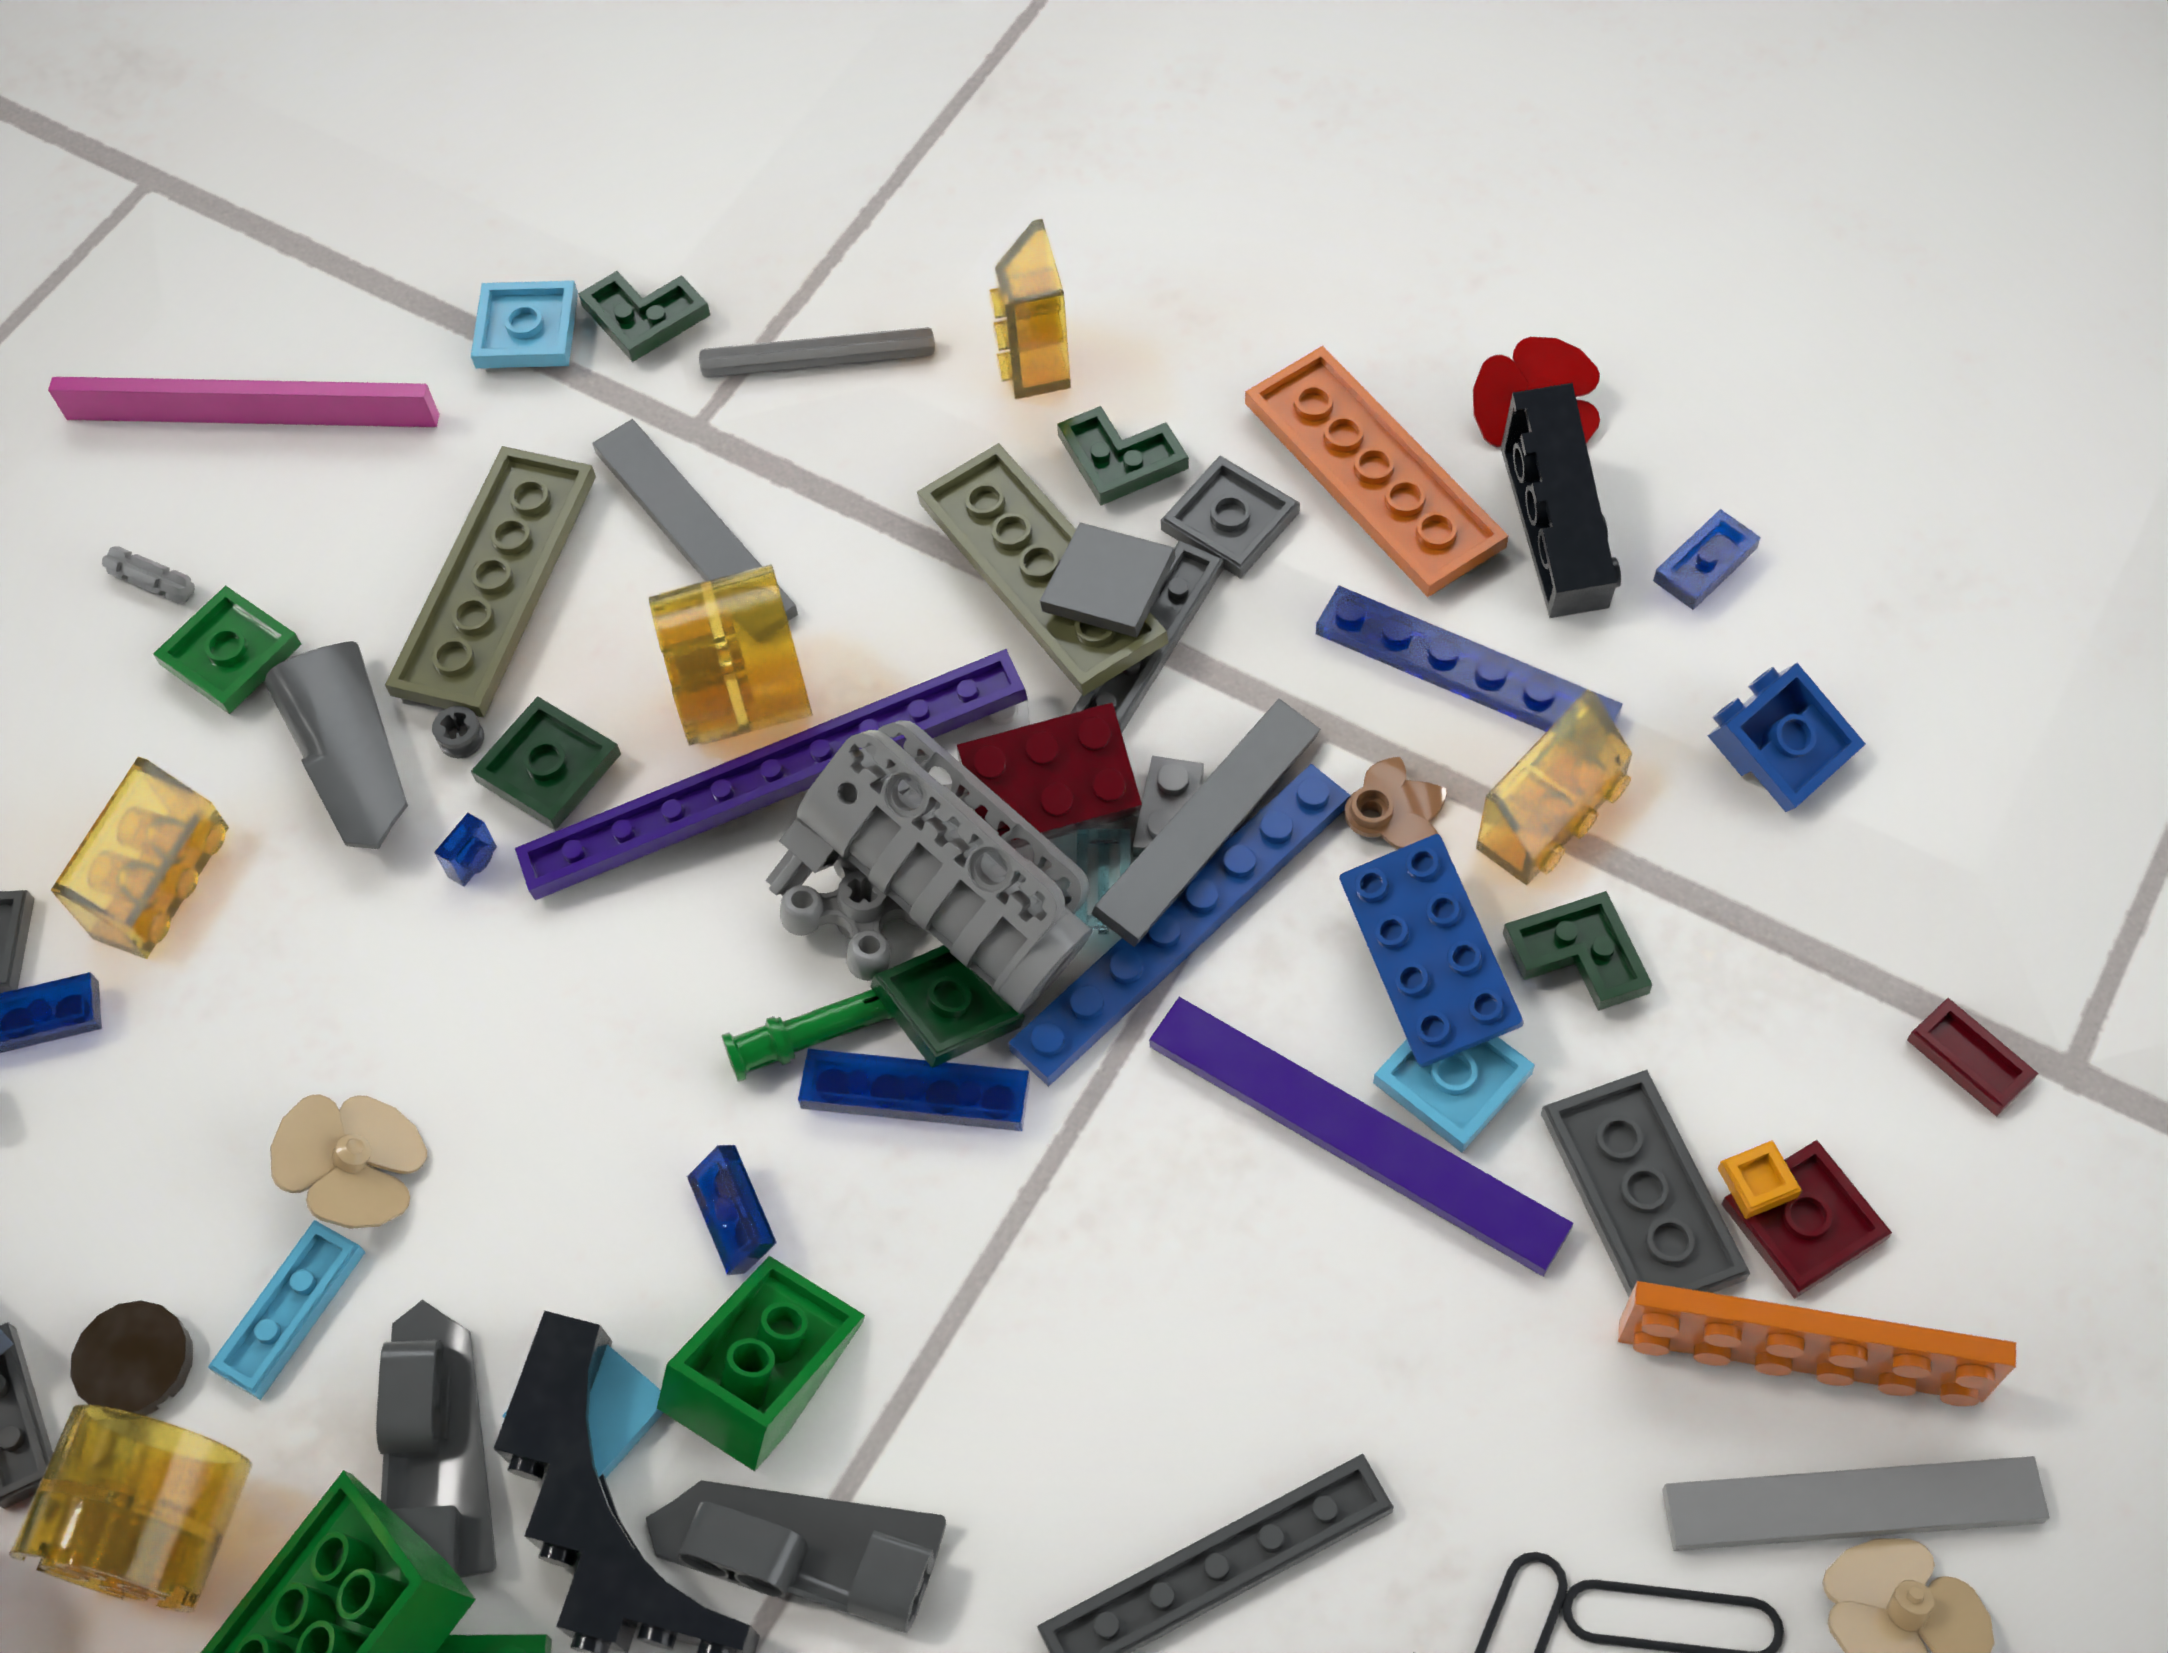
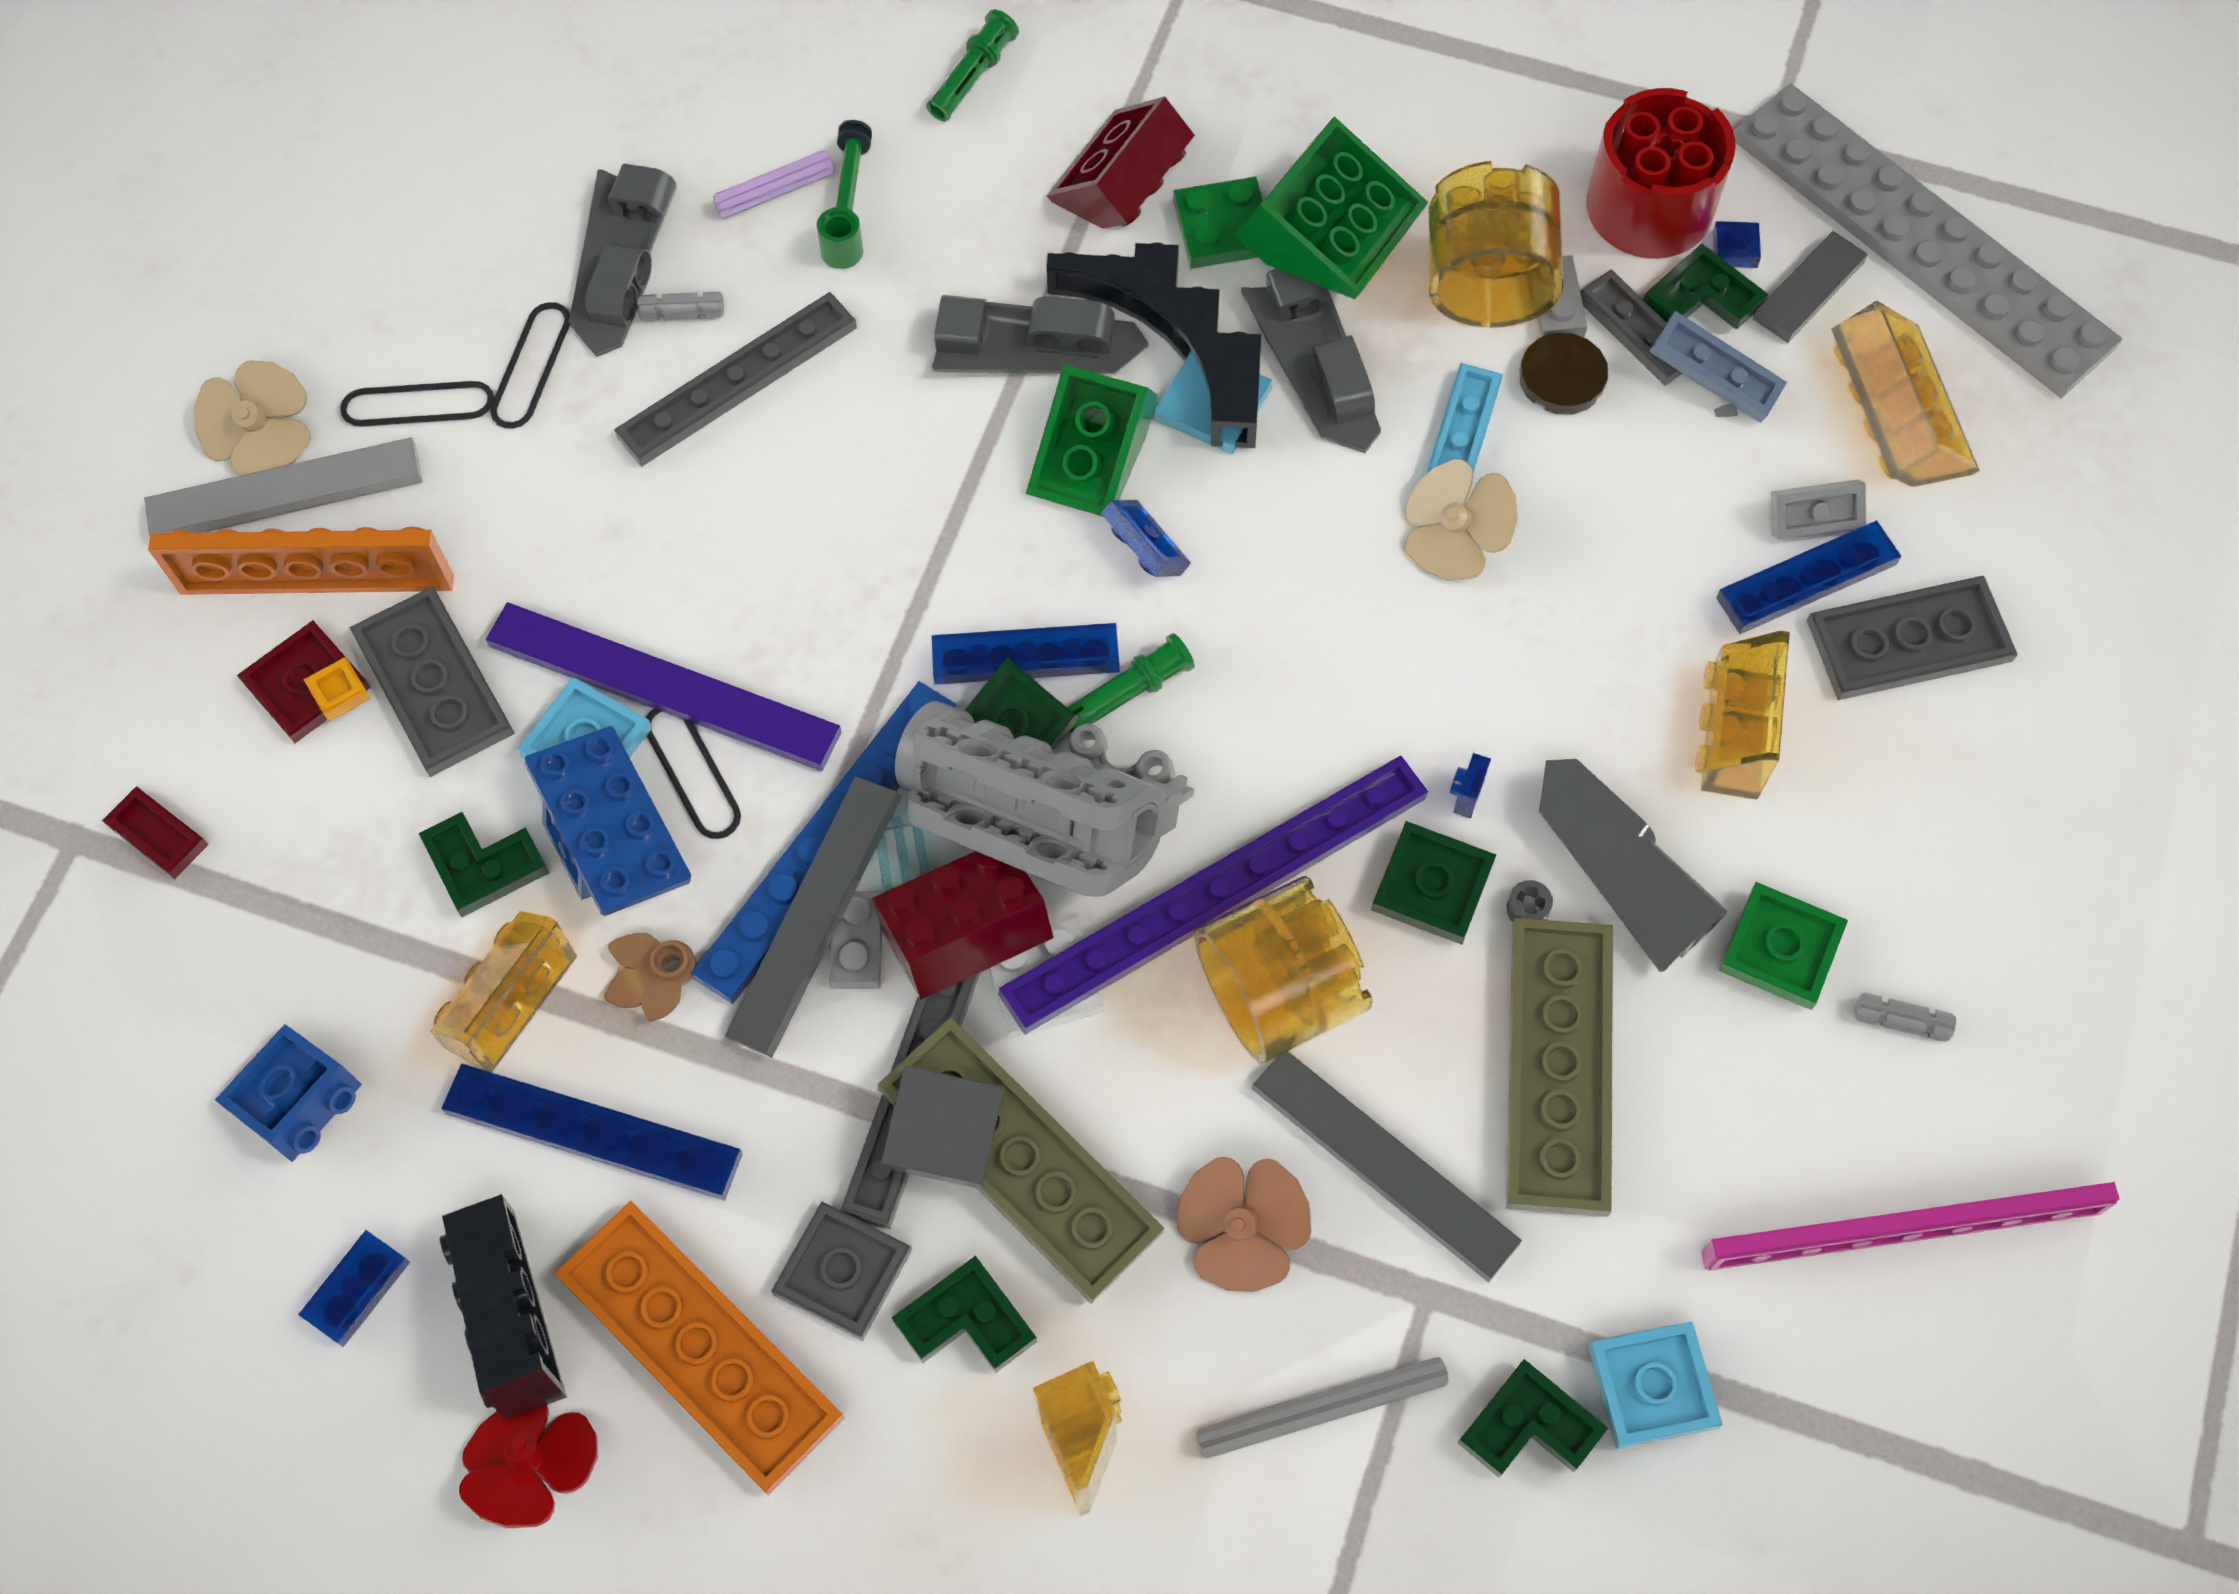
camera: 165 degrees right, 5 degrees up
(834, 484) = (1250, 1249): none -> nougat piece
(1346, 1009) = (736, 811): none -> black piece

